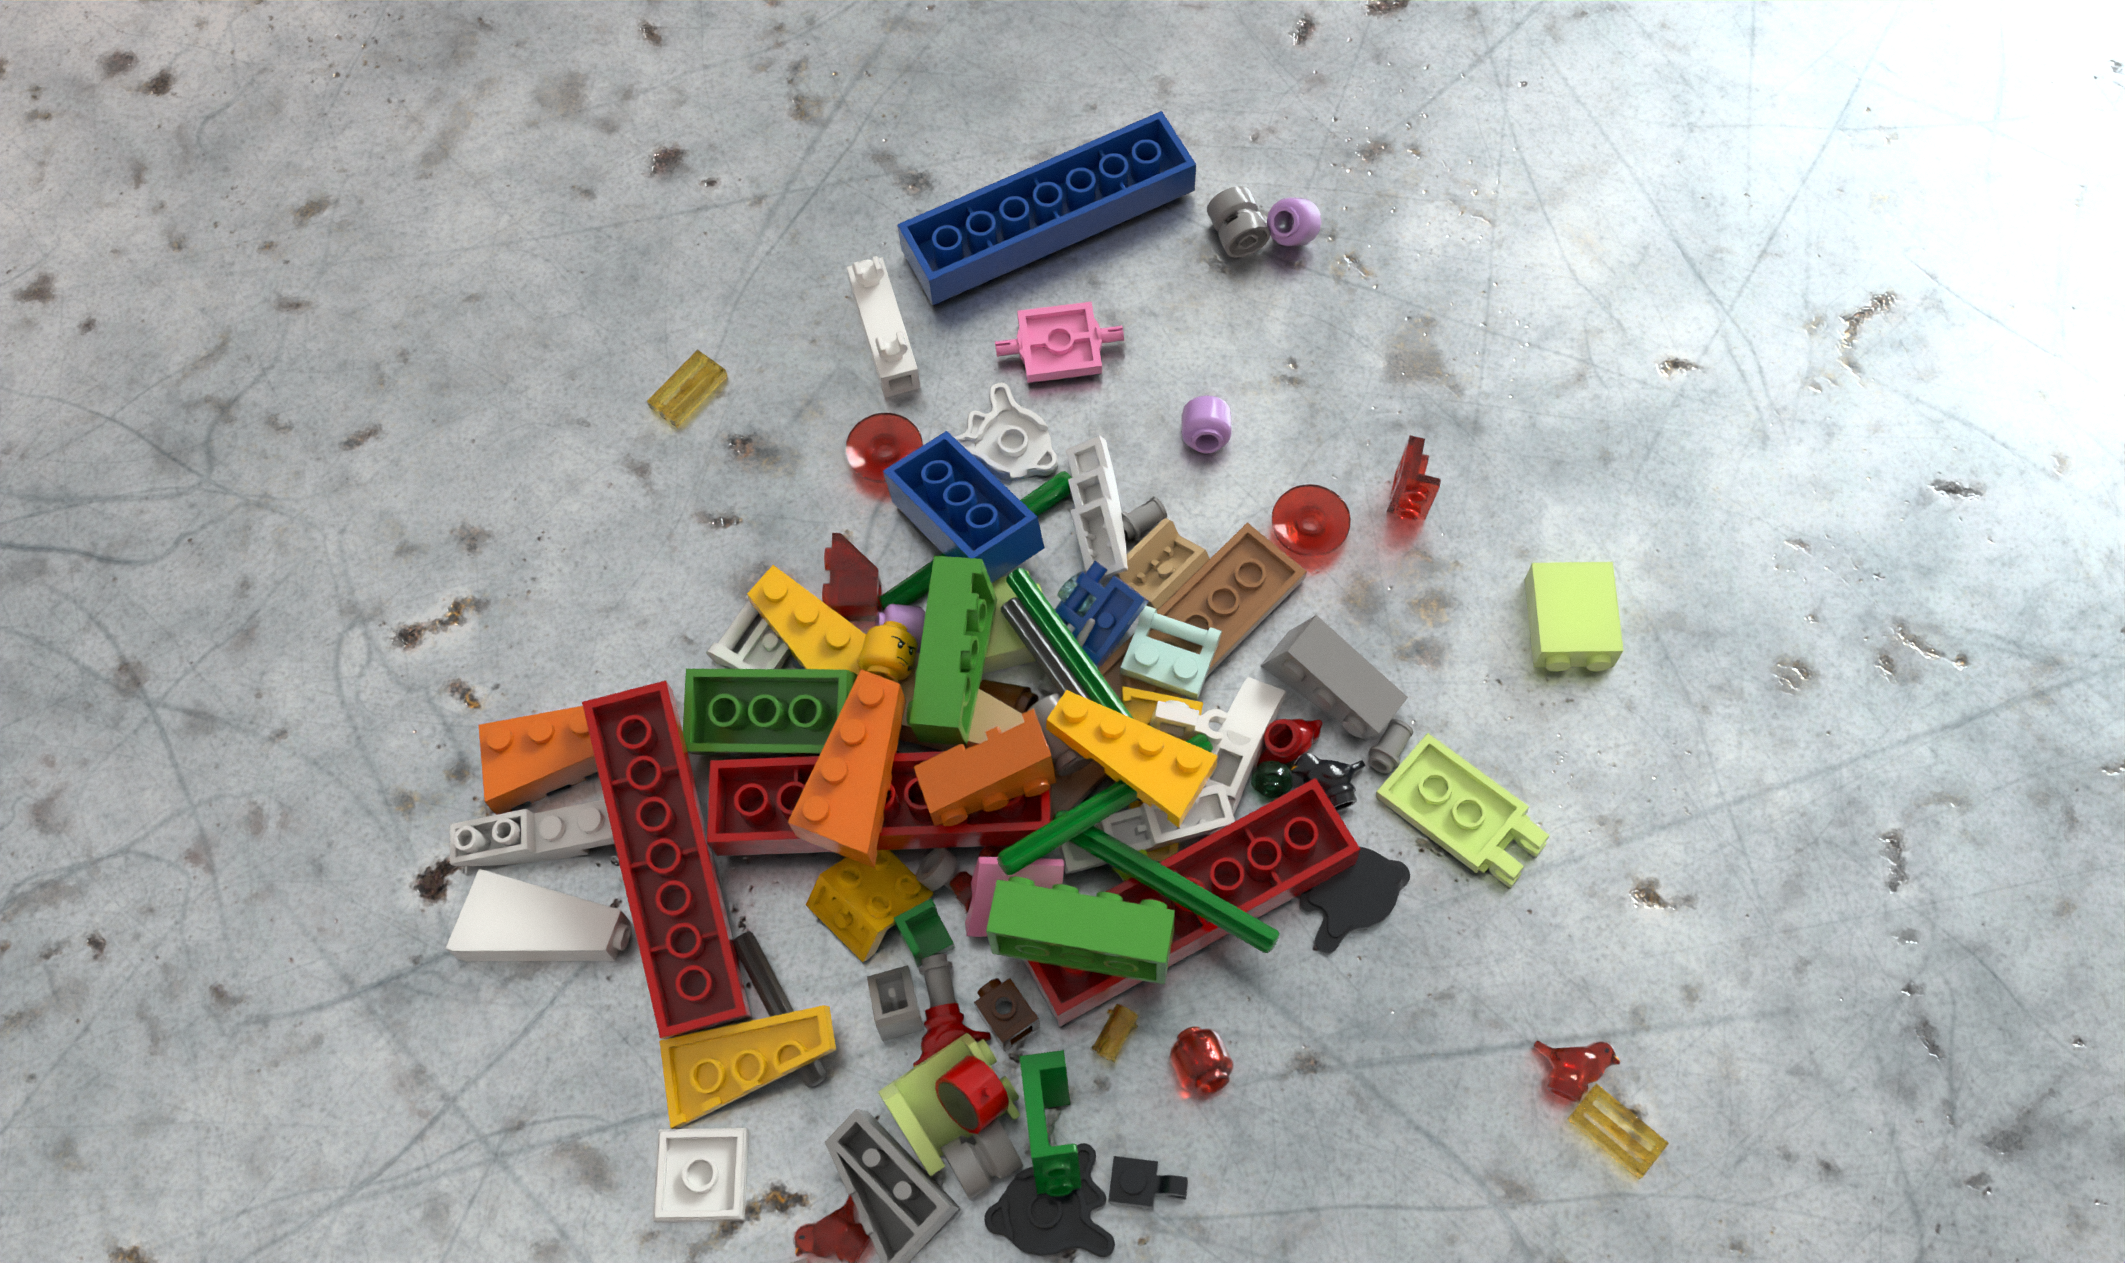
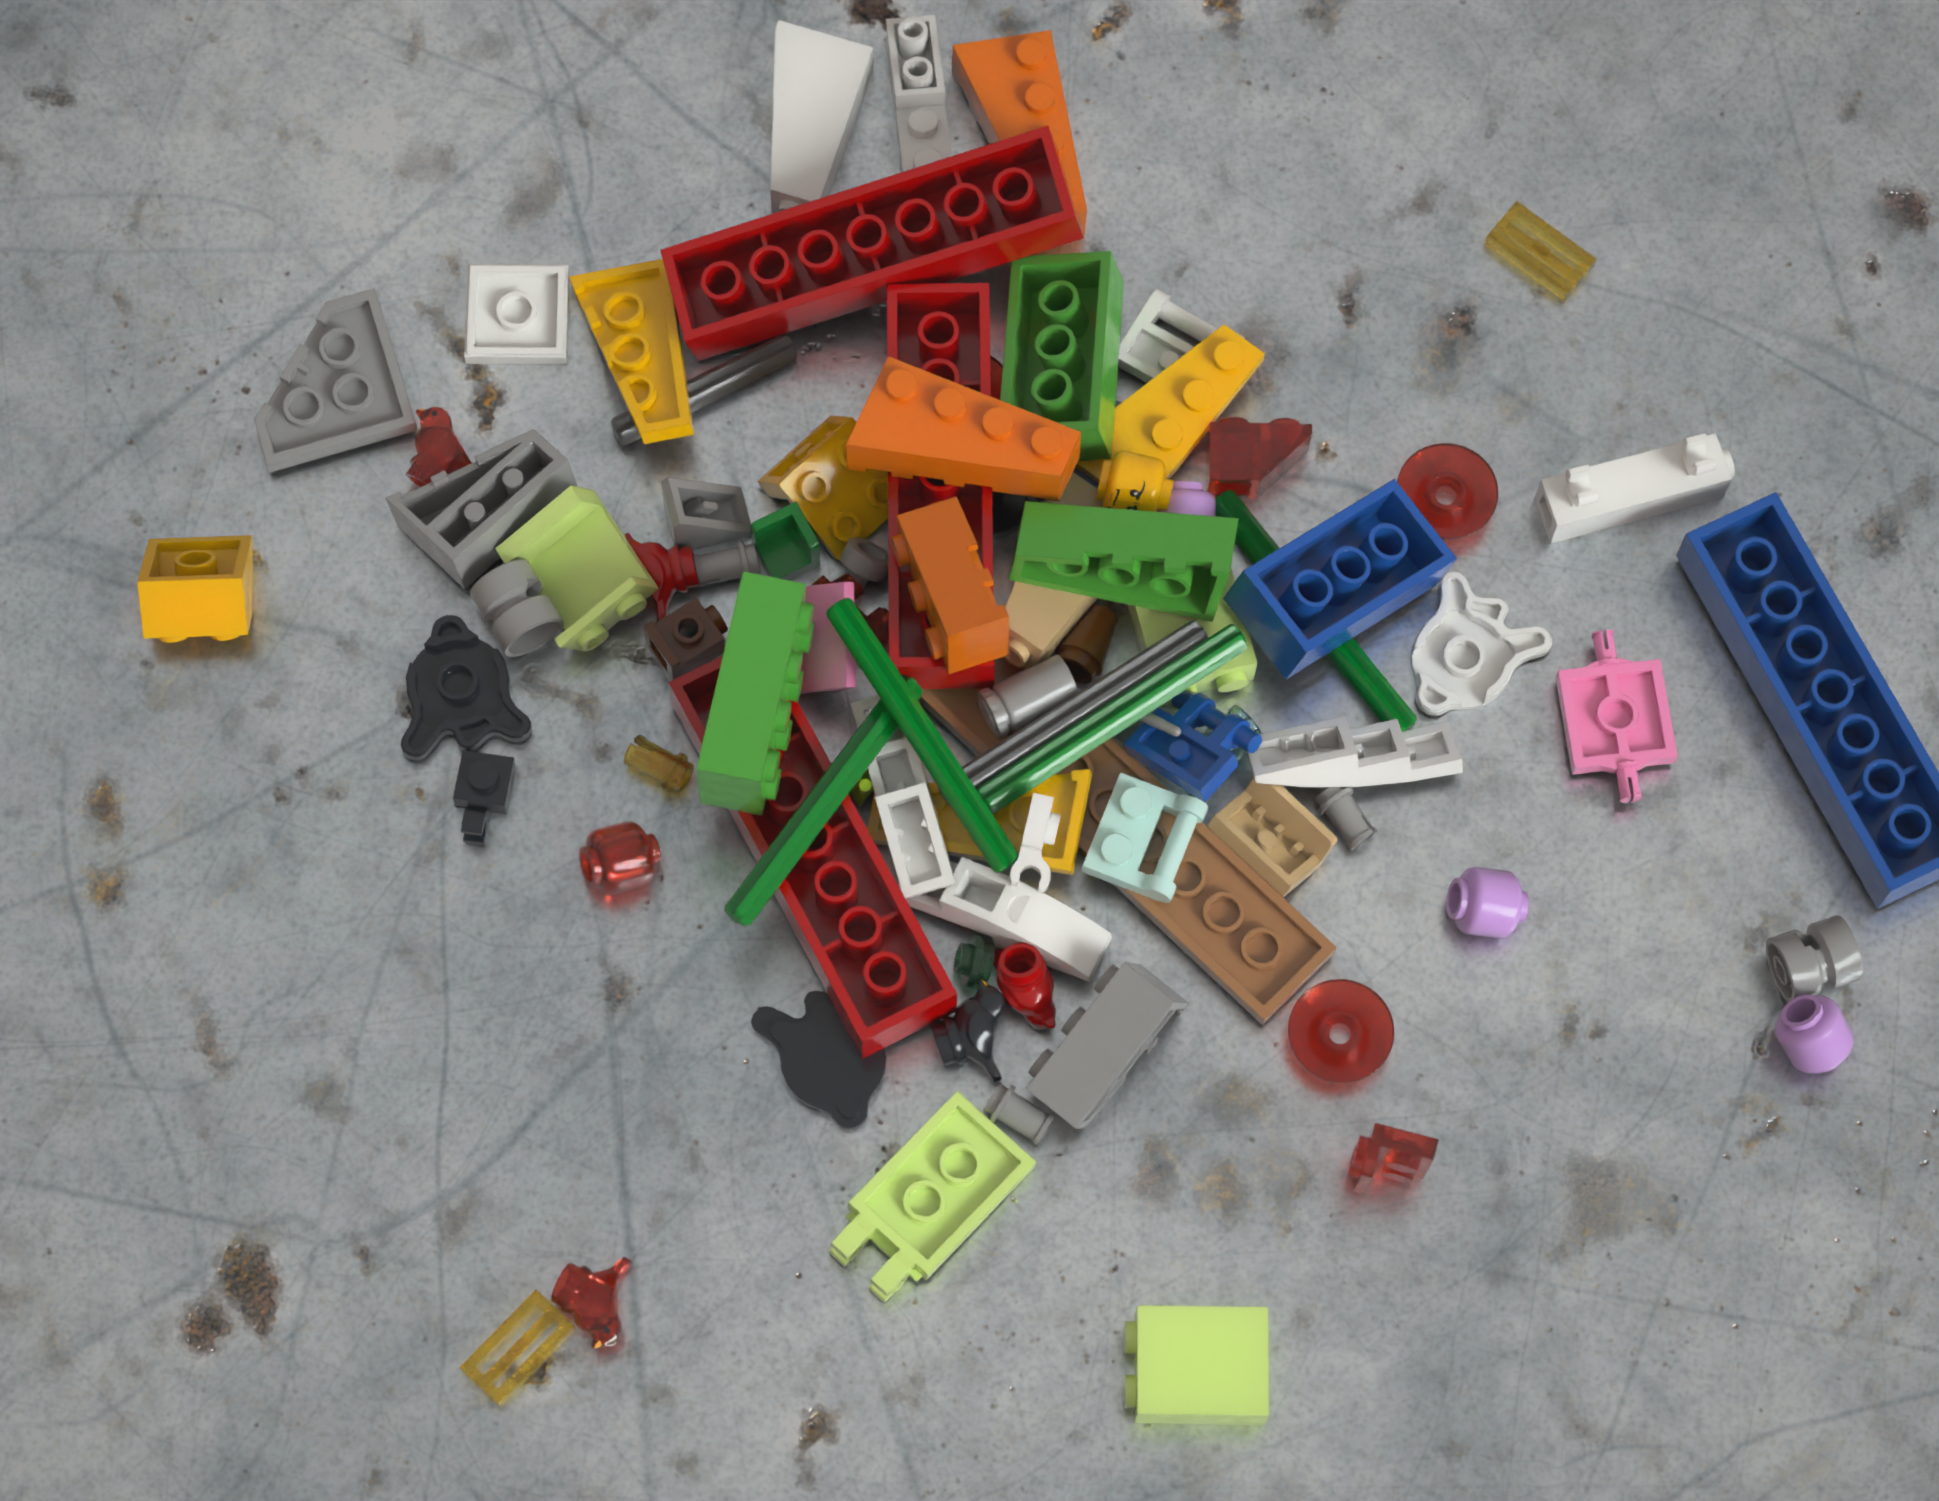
camera: 85 degrees right, 5 degrees up
(972, 1094) = (579, 586): red piece -> none
(1046, 1086) = (546, 660): green panel -> none
(1148, 760) = (975, 775): yellow wing -> none

